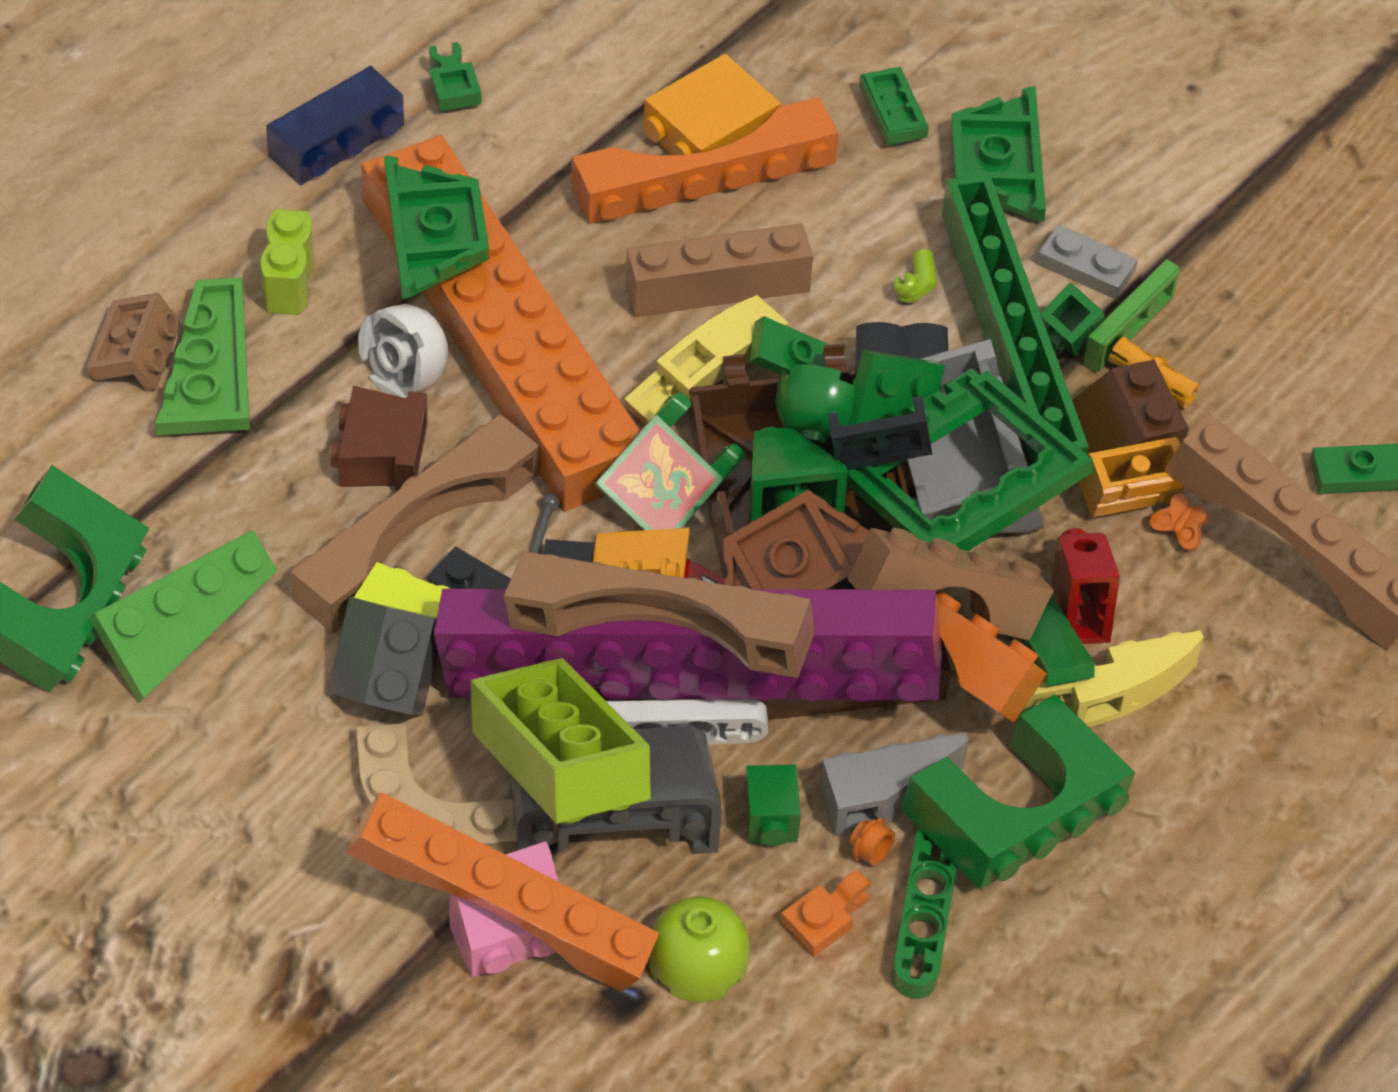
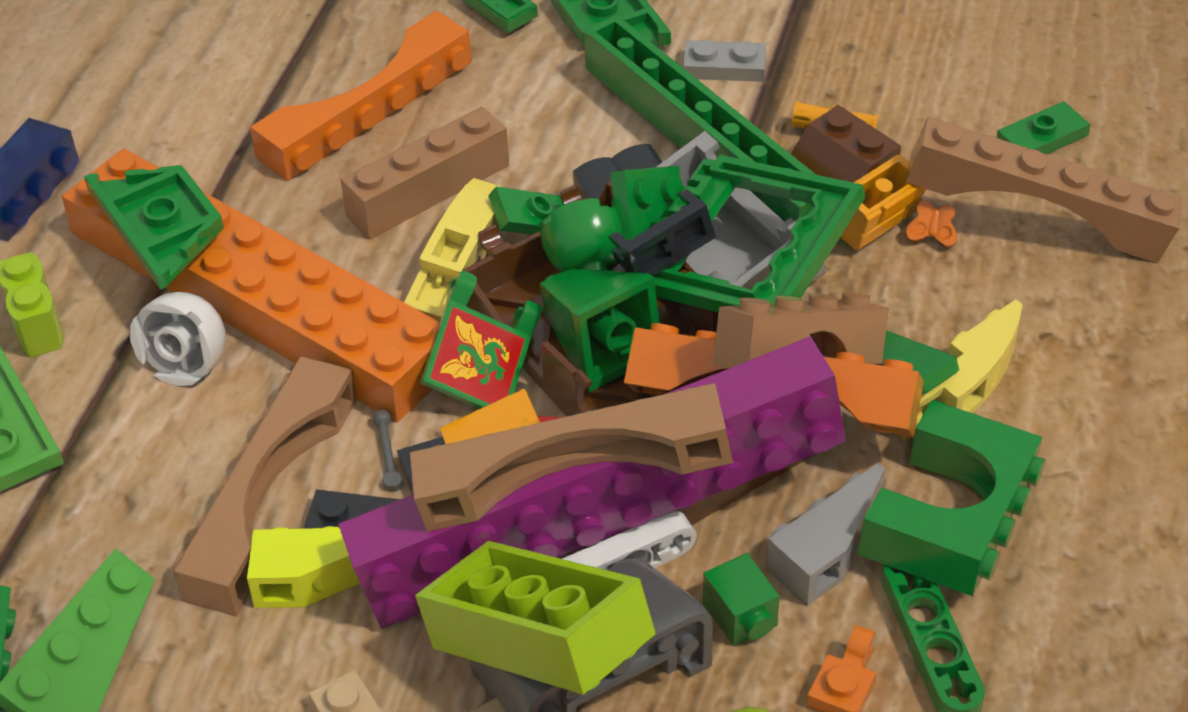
camera: 20 degrees left, 5 degrees down
(380, 438) = (196, 422): copper hips -> none
(385, 657) = (304, 613): dark grey slope -> none
(453, 81) = (107, 111): green plate -> none
(707, 109) = (344, 53): light orange brick -> none
(794, 547) = (648, 356): dark orange wing -> none
(872, 841) = (847, 595): orange plate -> none
(921, 282) = (599, 119): lime arm -> none
(1071, 320) = (751, 96): green brick -> none
(1086, 565) = (903, 289): red torso -> none
(1131, 315) = (790, 85): bright green tile -> none

